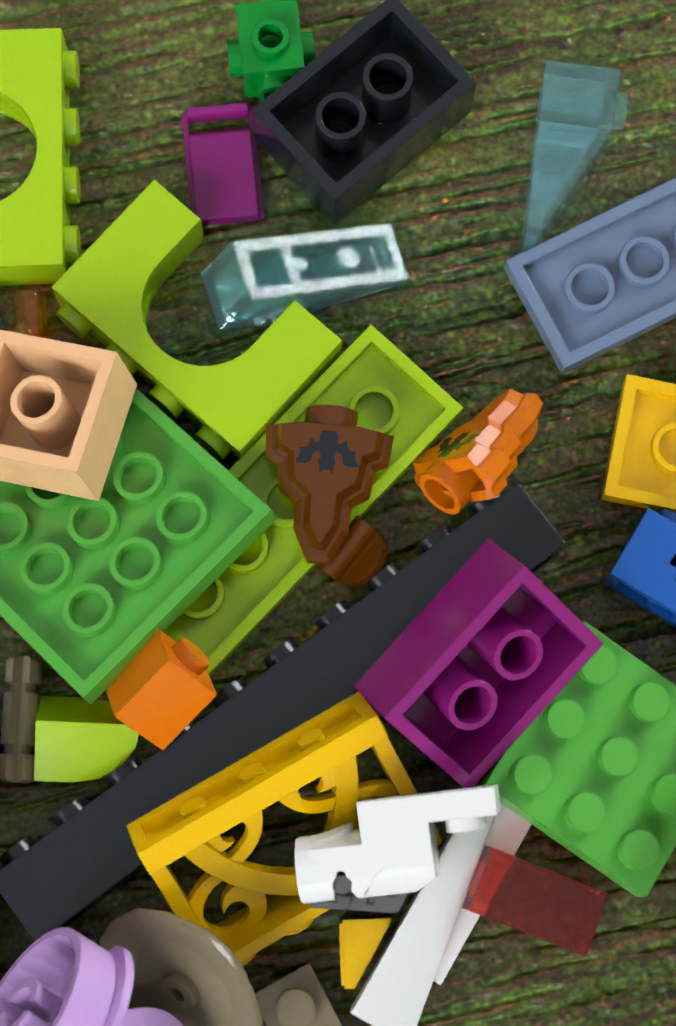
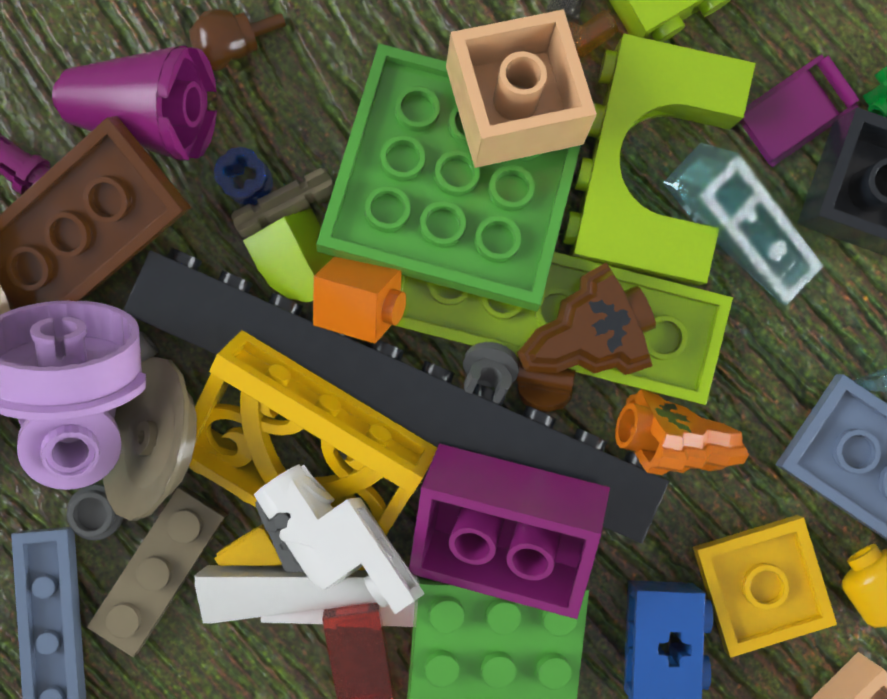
camera: 55 degrees right, 10 degrees up
(306, 596) = (490, 366): none -> dark grey plate

